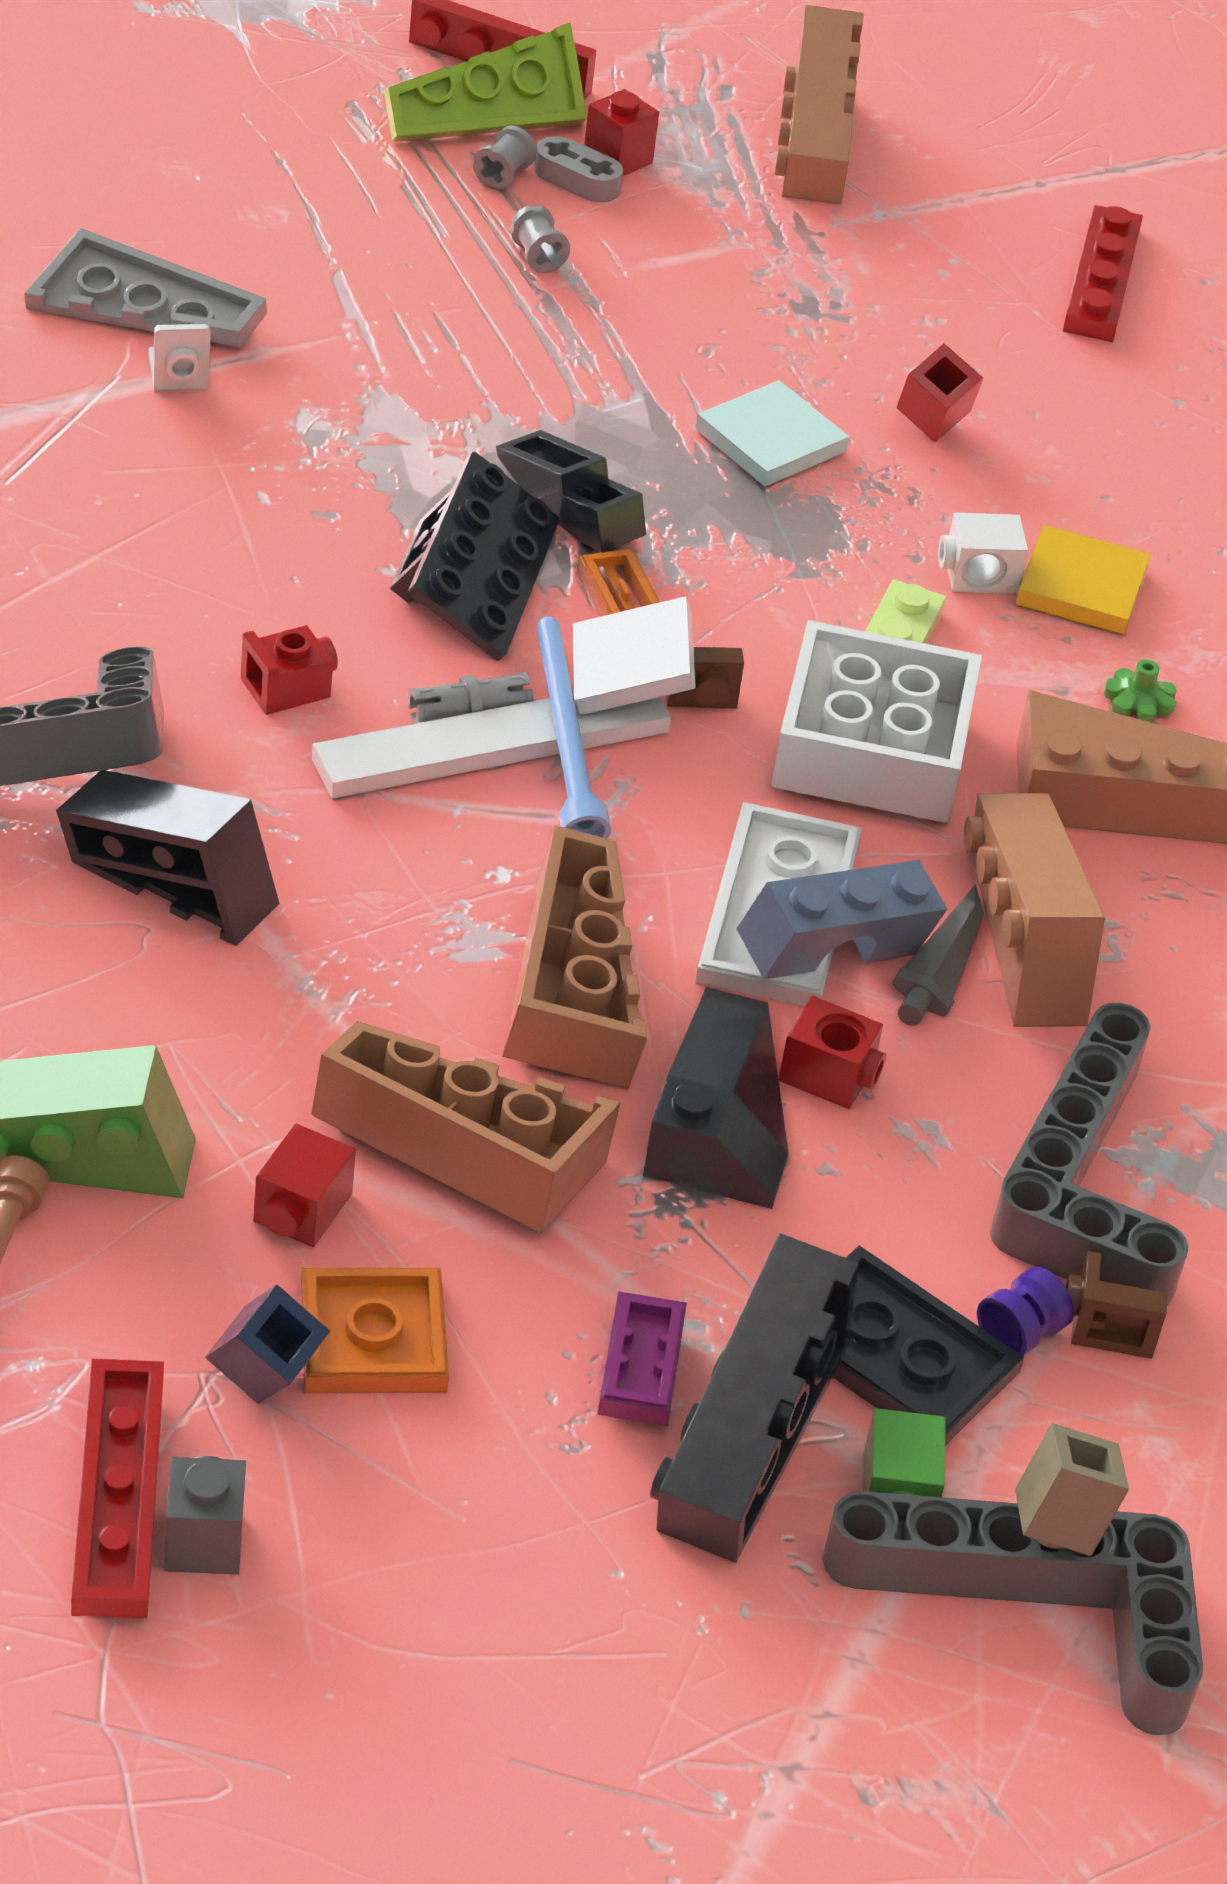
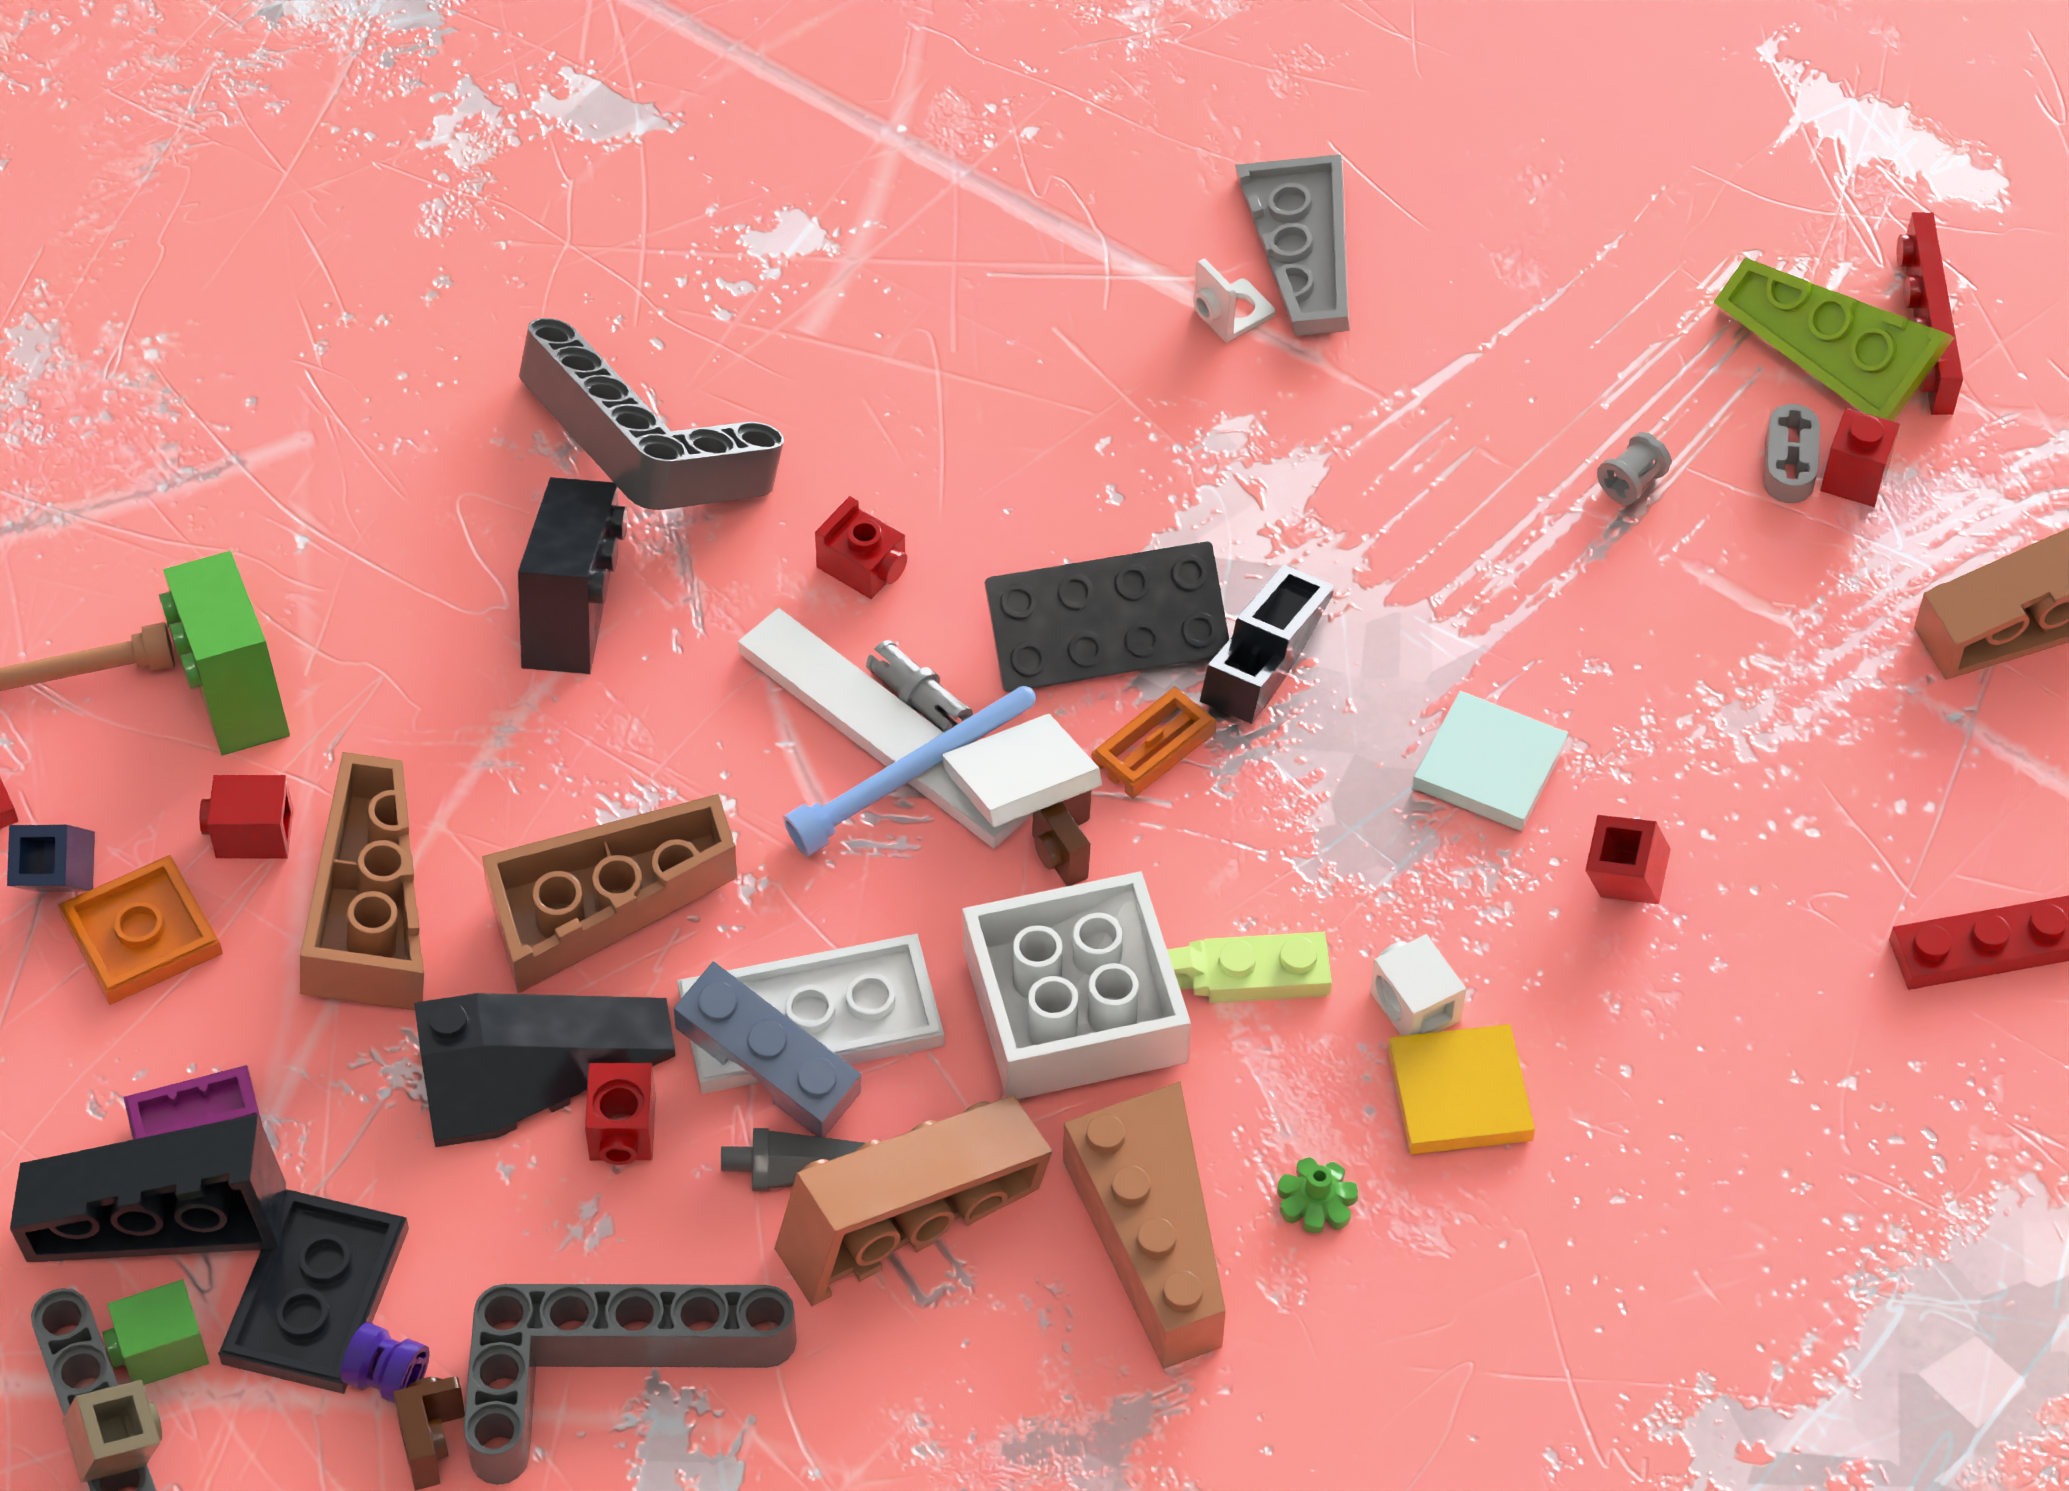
camera: 70 degrees right, 10 degrees up
(498, 162) = (1745, 390): light grey bush -> none

